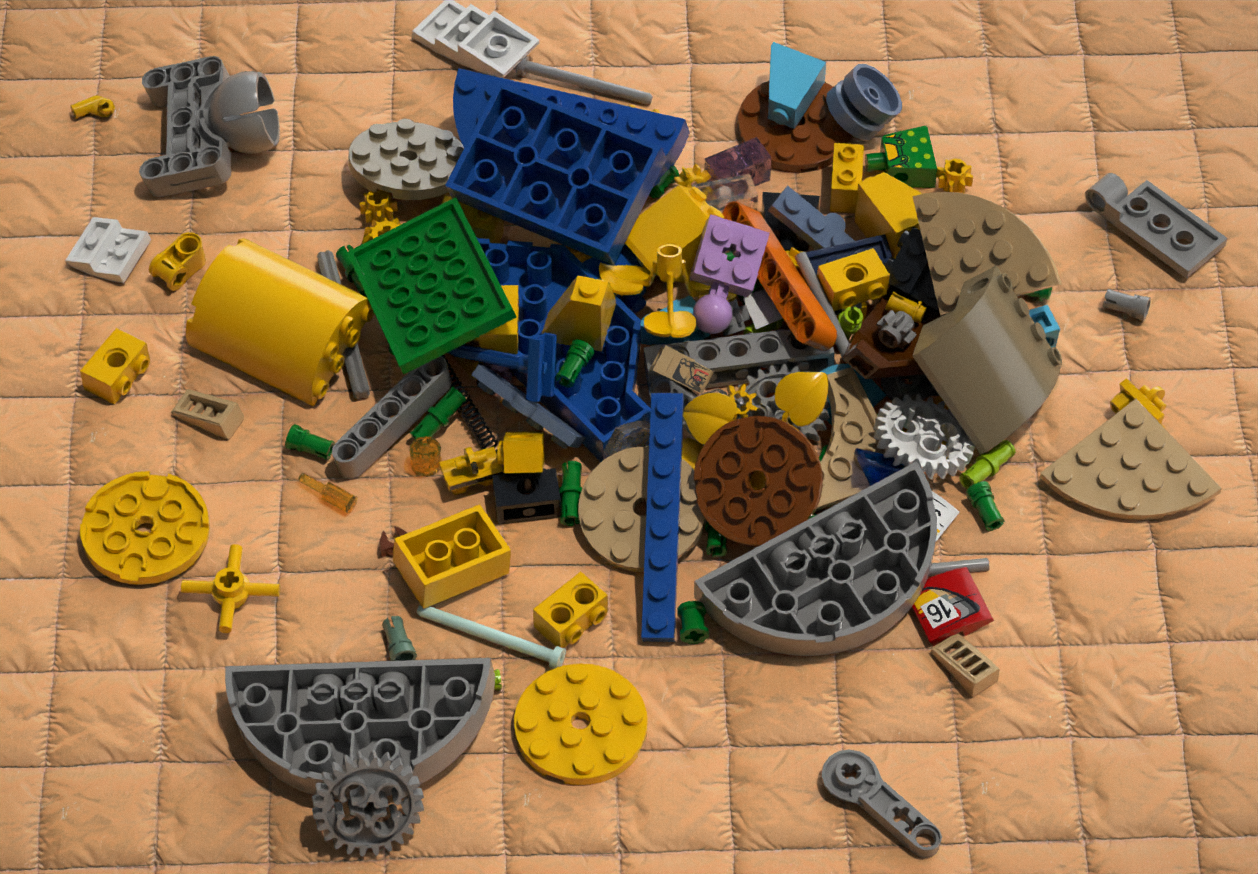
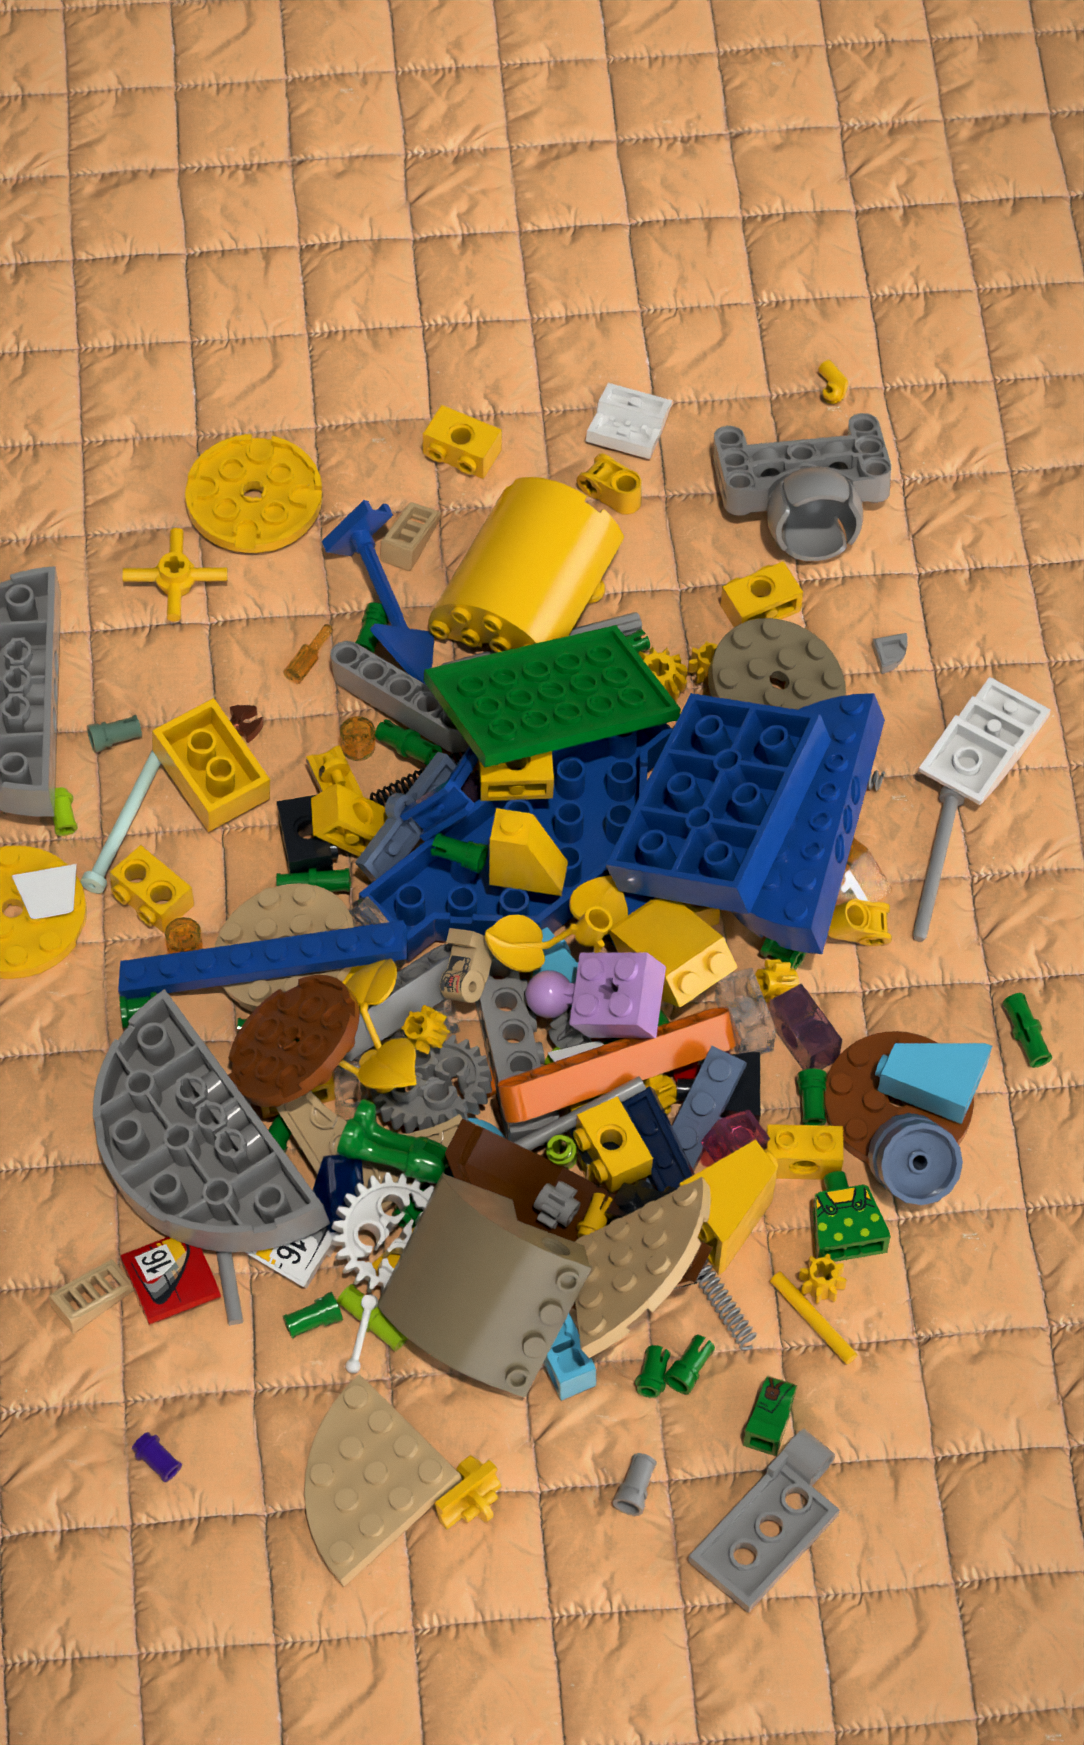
camera: 85 degrees right, 5 degrees up
(216, 435) = (354, 534): none -> blue piece
(316, 168) = (775, 583): none -> yellow brick
(376, 95) = (890, 651): none -> light grey tile
(569, 687) = (47, 891): none -> white sticker
(629, 595) = (182, 927): none -> clear yellow wheel
(720, 43) = (1027, 1030): none -> green pin
(788, 172) = (812, 1088): none -> green pin
(849, 205) = (732, 1134): none -> clear pink bracket
(863, 402) = (369, 1141): none -> green piece
(985, 455) = (368, 1302): none -> white hinge
(996, 181) = (813, 1317): none -> yellow bar
(1068, 217) = (770, 1416): none -> green leg
(1107, 621) = (156, 1456): none -> dark purple pin

